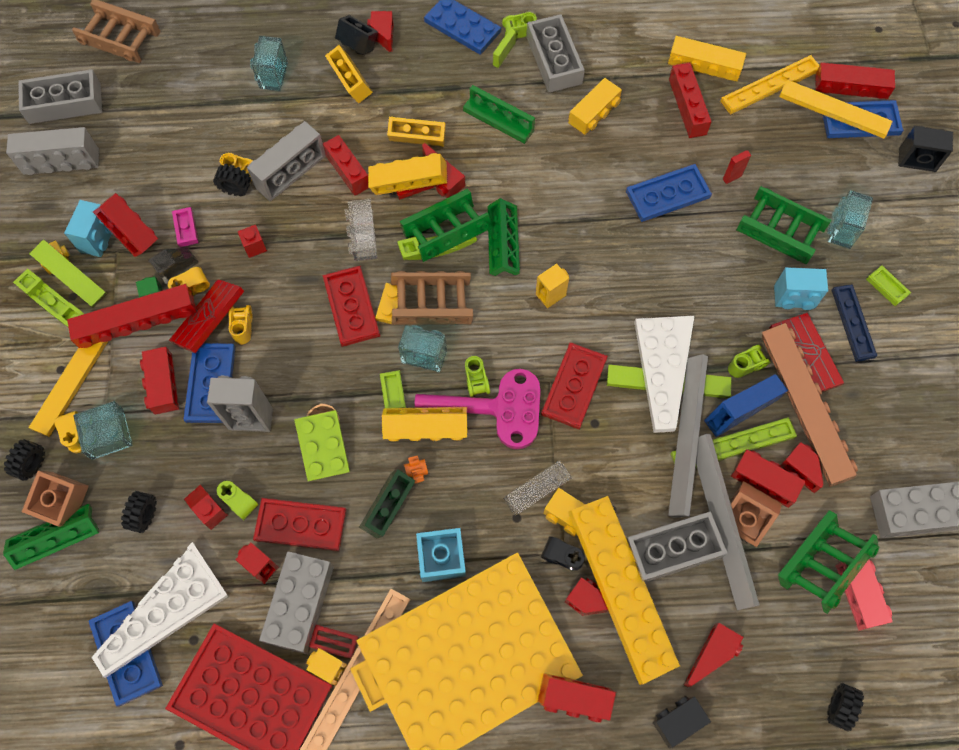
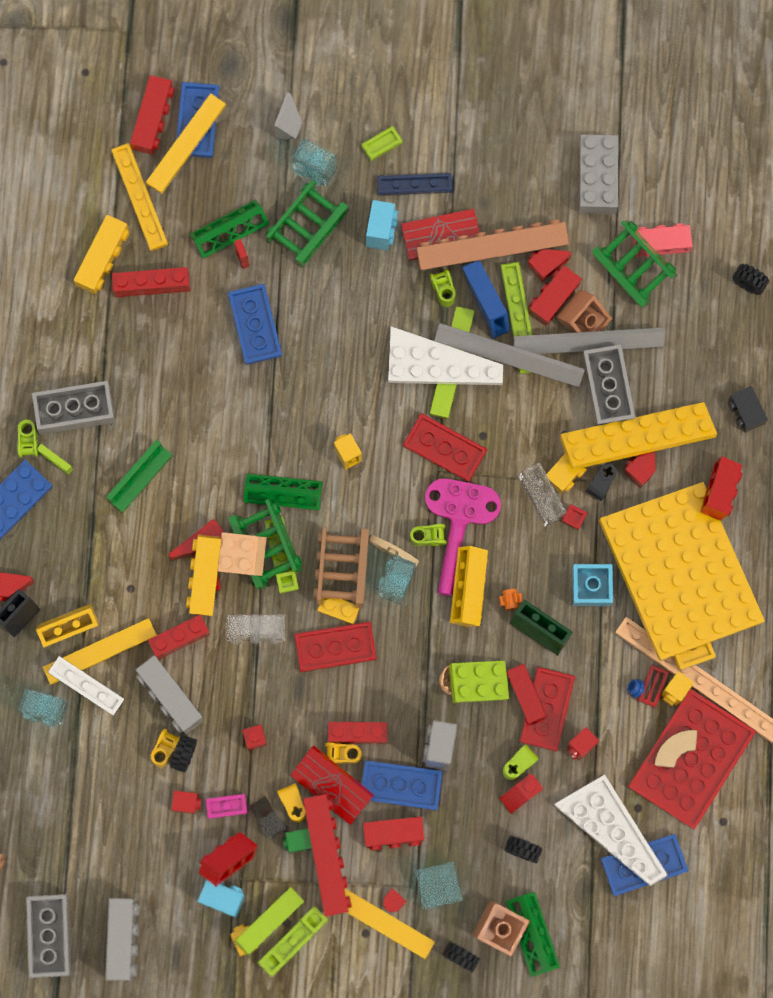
camera: 85 degrees left, 10 degrees up
(67, 432) = (430, 919): yellow piece -> none
(90, 390) = (393, 901): none -> red tile
(187, 191) = (185, 802): none -> red brick
(259, 673) = (674, 747): none -> tan tile
(261, 333) = (357, 732): none -> red brick
(294, 97) = (86, 685): none -> white plate
(297, 602) = (618, 713): light grey brick -> none
(313, 498) = (526, 694): none -> red tile
(328, 620) = (636, 688): none -> blue plate
(329, 107) = (107, 647): none -> yellow tile
(392, 390) = (430, 615): lime tile -> none
(416, 131) = (151, 561): yellow brick -> none
(429, 199) = (242, 554): none -> light nougat brick
(454, 344) = (391, 549): none -> tan tile
(518, 528) = (574, 517): none -> red plate
(595, 106) = (144, 377): yellow brick -> none
(718, 649) = (696, 370): red slope -> none
(765, 155) = (228, 222): none -> green fence
(889, 189) = (288, 120): none -> light grey slope
(925, 148) = (246, 72): black brick -> none

